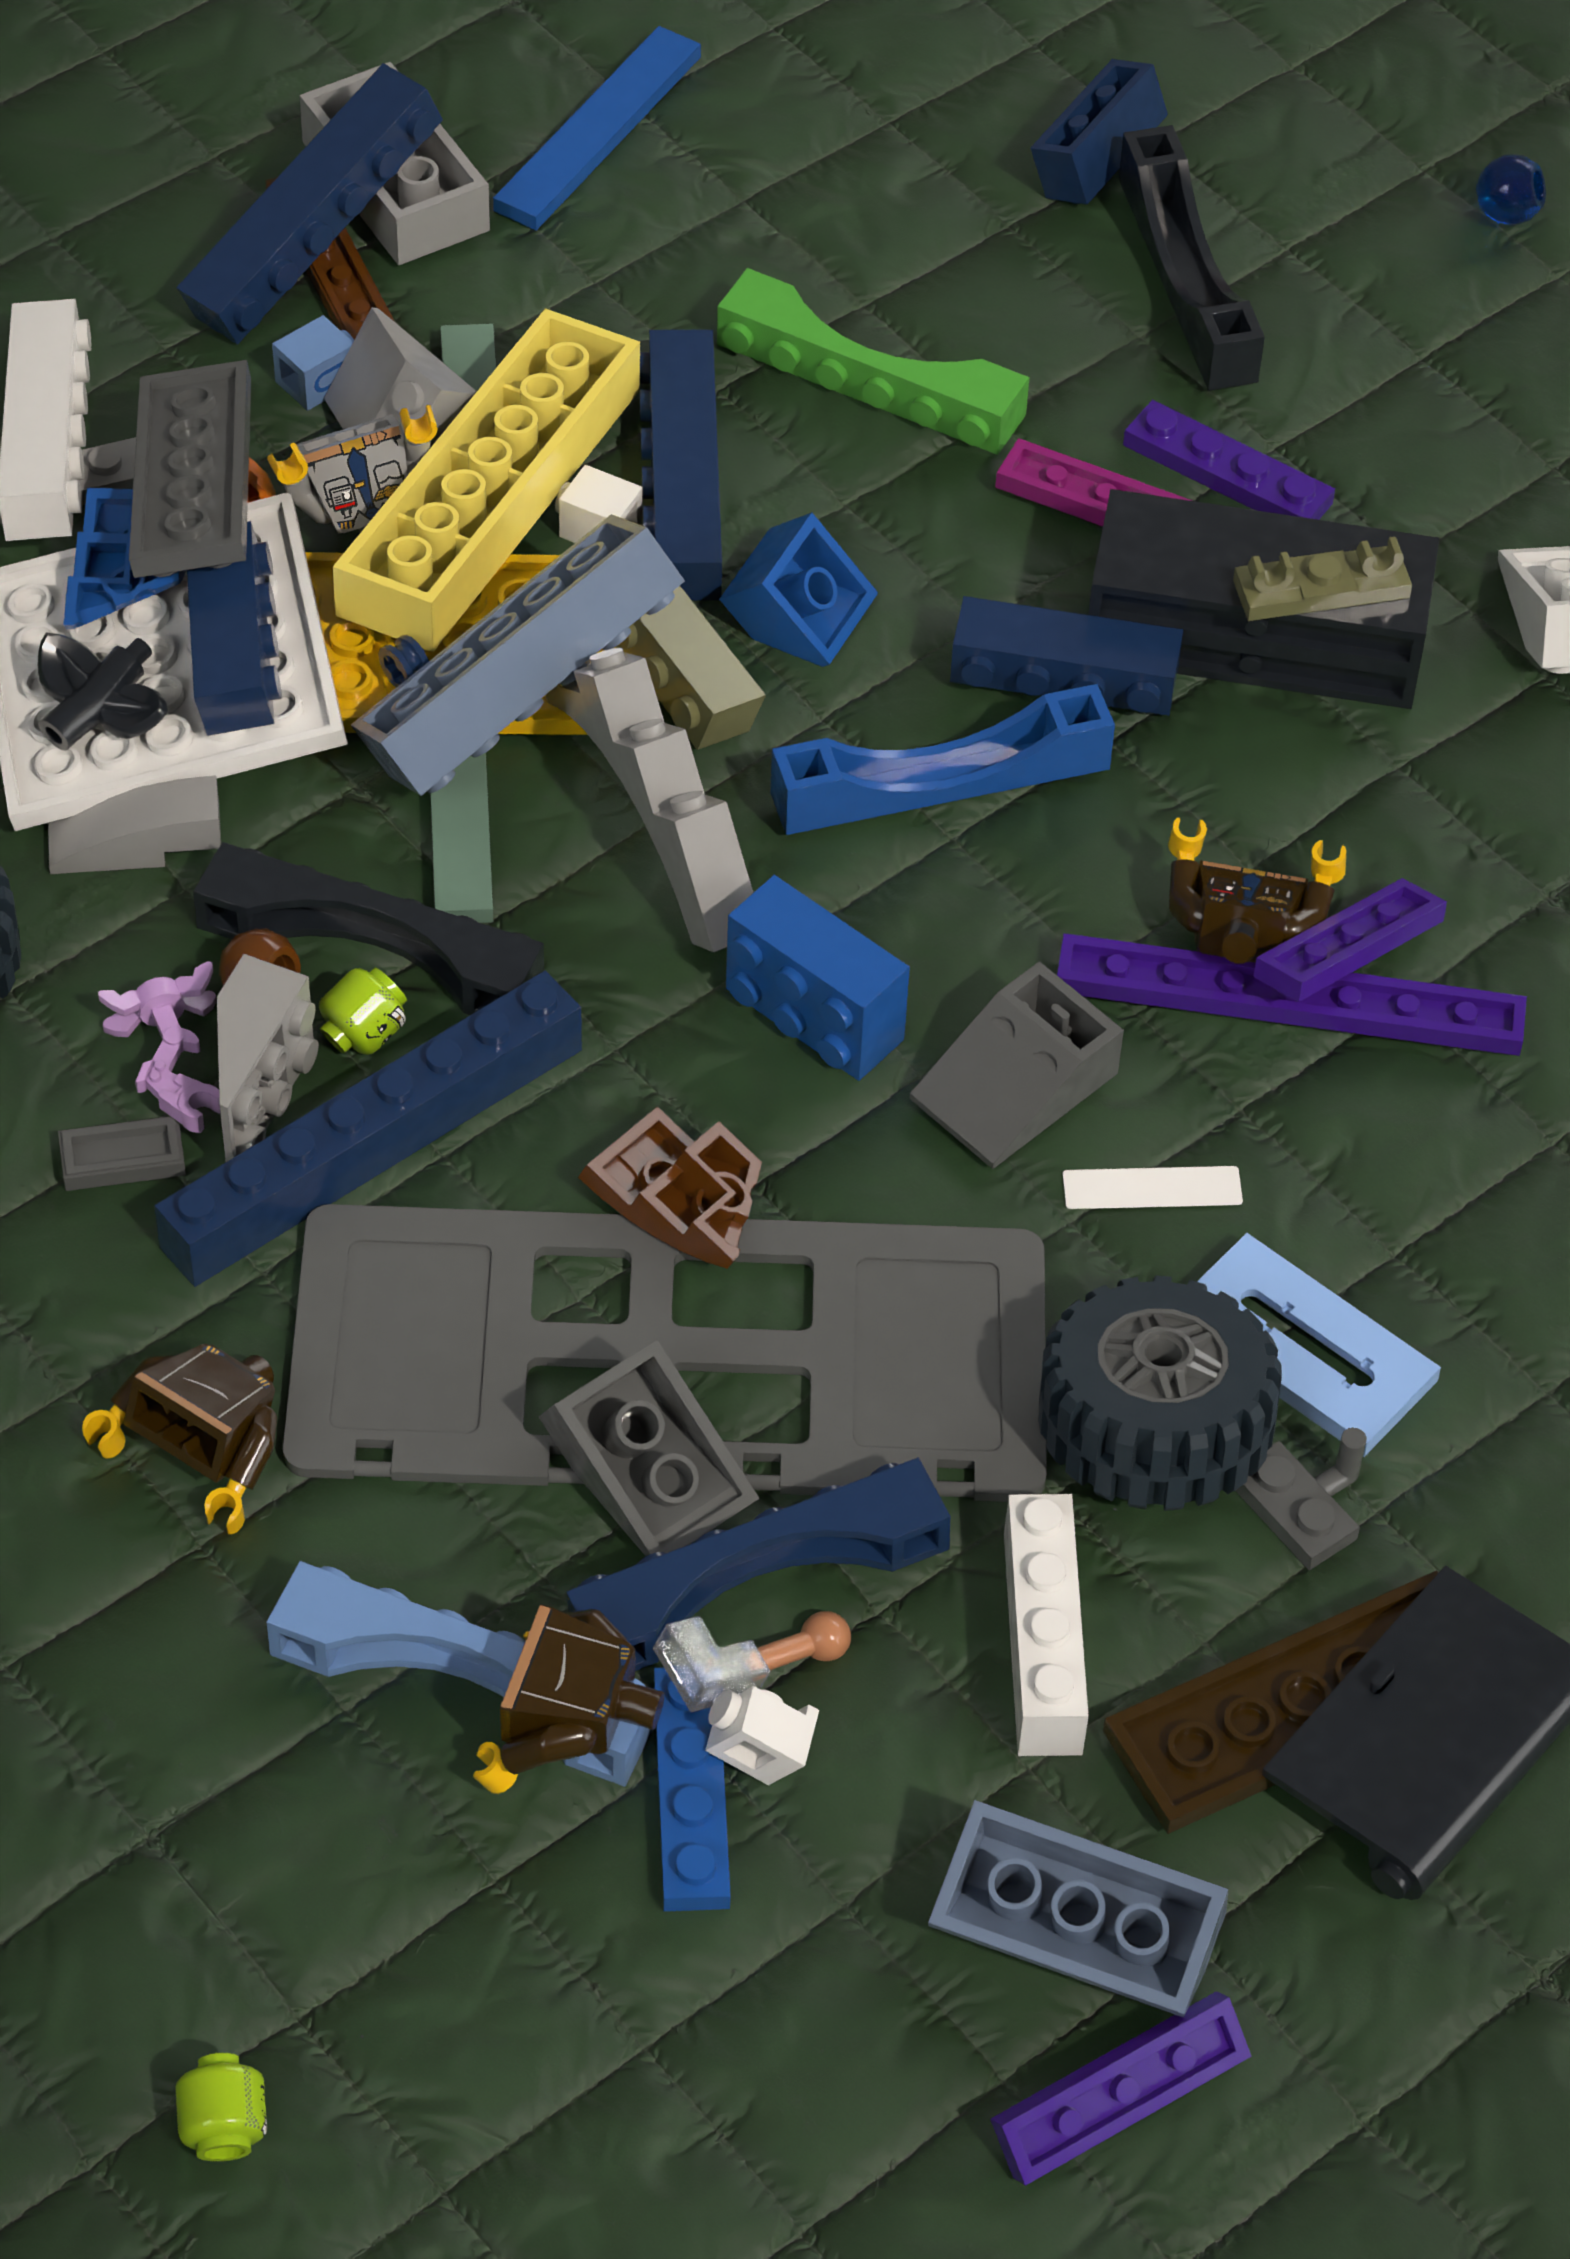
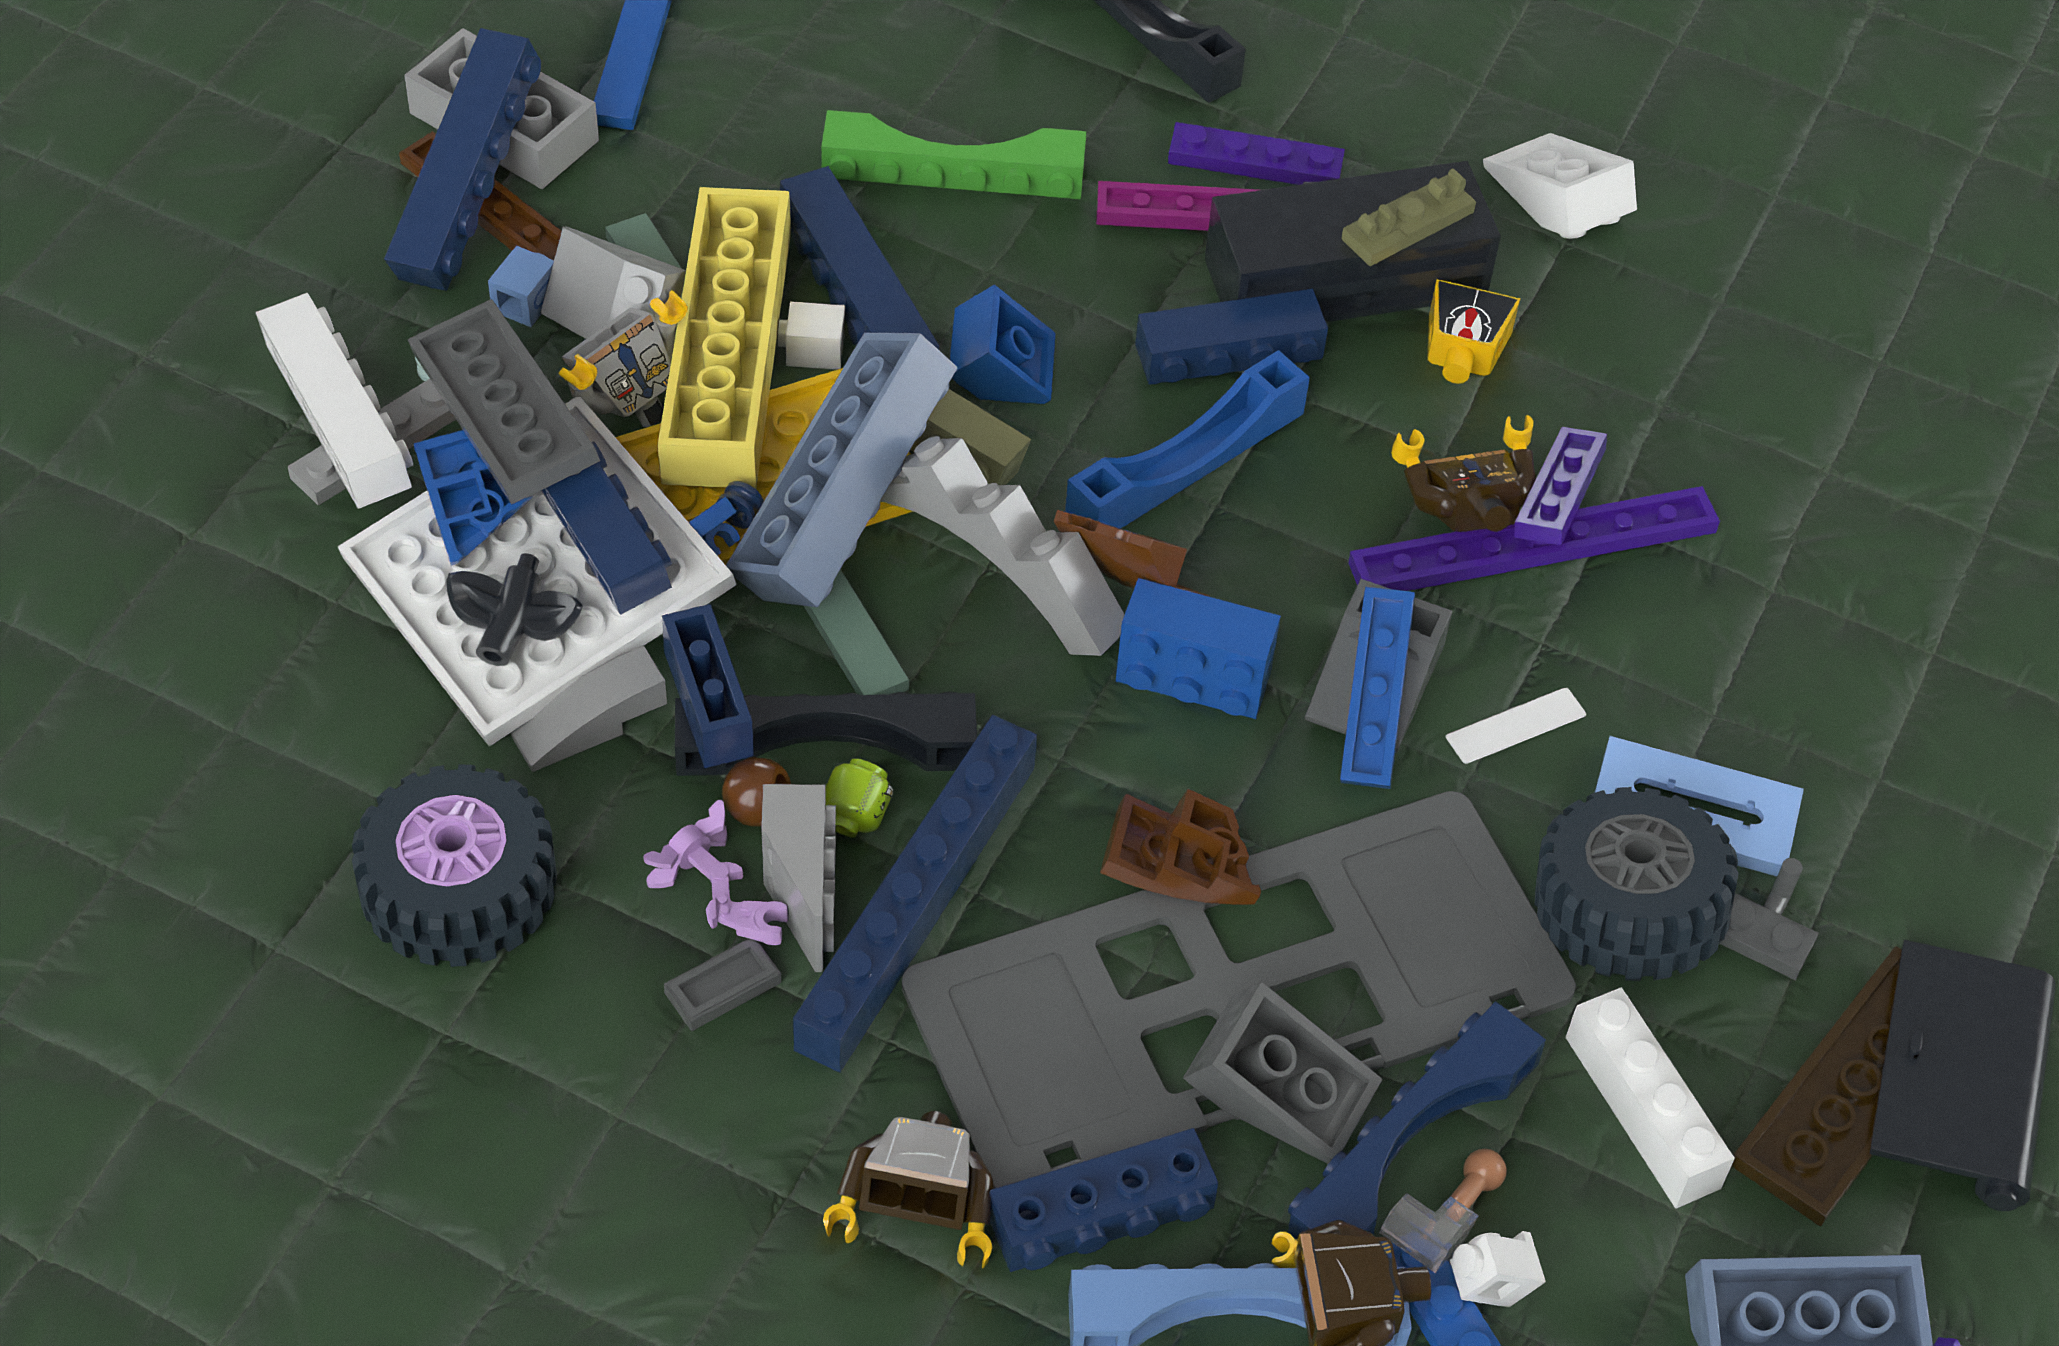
camera: 25 degrees left, 0 degrees up
(247, 835) = (707, 686): none -> dark blue brick
(359, 671) = (711, 524): none -> blue tile
(384, 1509) = (1103, 1200): none -> dark blue brick
(781, 845) = (1126, 554): none -> reddish brown slope
(991, 1085) = (1377, 687): none -> blue plate
(1356, 736) = (1468, 329): none -> torso

